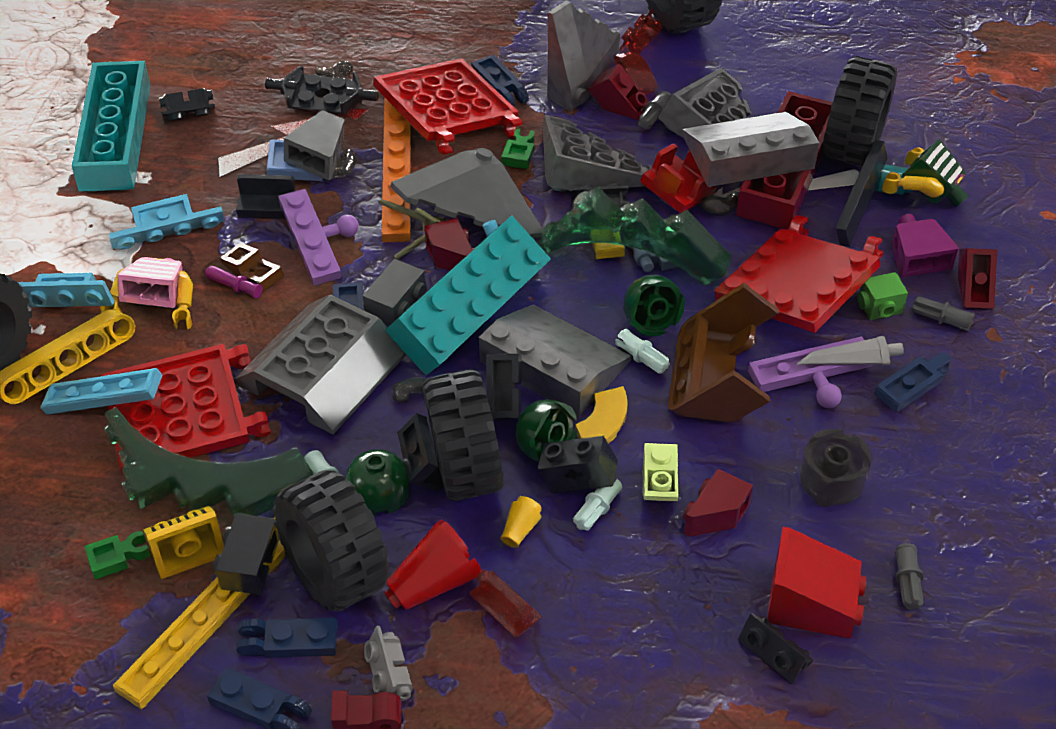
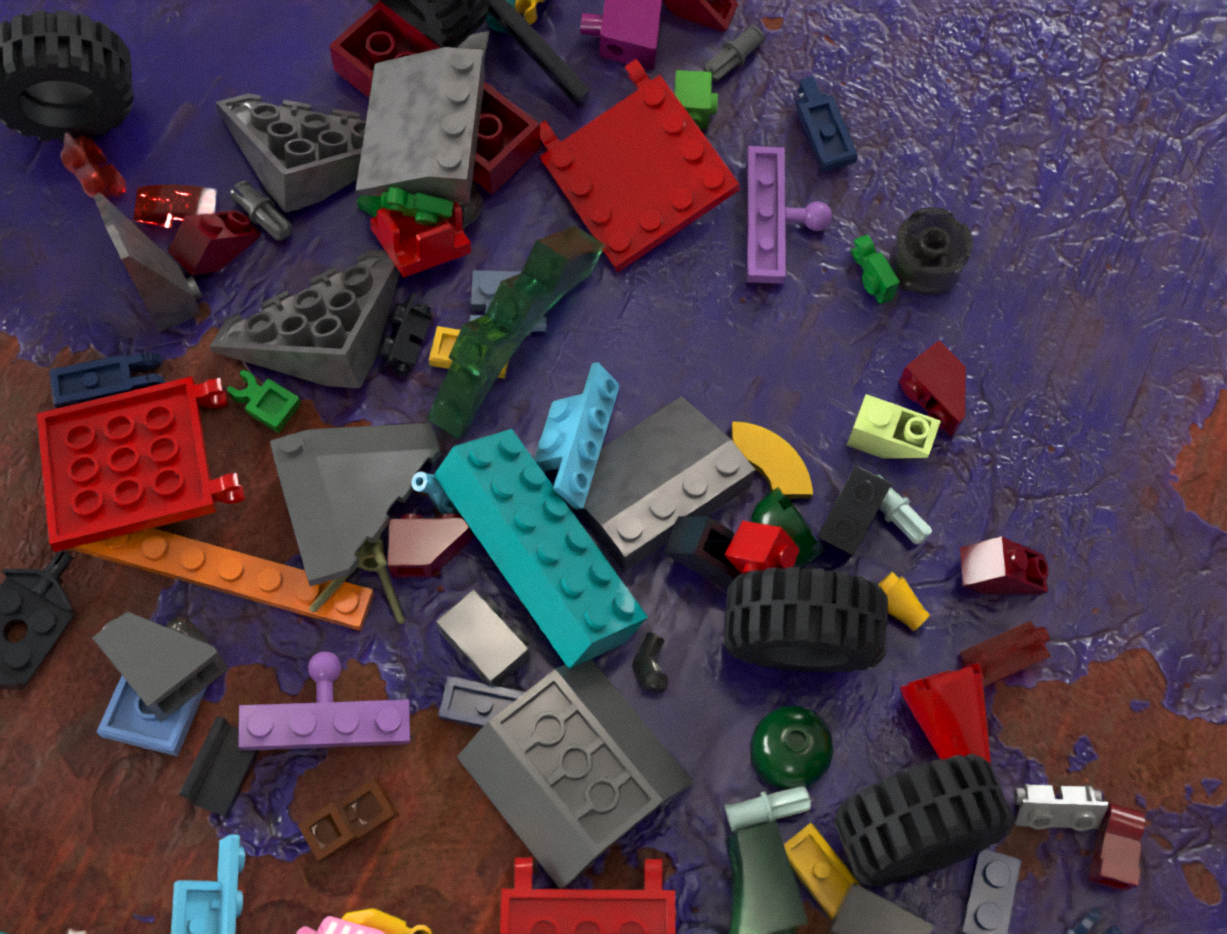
camera: 75 degrees left, 20 degrees up
(238, 283) = (359, 860): magenta piece -> none
(239, 159) = (98, 780): white sticker -> none
(419, 453) = (778, 683): black panel -> none
(506, 396) = (761, 547): none -> red brick
(565, 299) = (576, 435): none -> medium azure bracket
(577, 584) = (1003, 568): none -> dark red slope
(642, 351) = (685, 380): light aqua axle -> none
(653, 304) = (620, 341): dark green cylinder -> none
(688, 168) = (424, 208): none -> green plate
(706, 354) = (732, 325): reddish brown windscreen -> none
(772, 648) = (1140, 397): black hinge -> none
(794, 443) = (877, 274): none -> green plate
(815, 587) = (1076, 339): red slope -> none
(865, 352) = (779, 156): light grey bar -> none
(909, 576) = (1073, 245): dark grey axle -> none

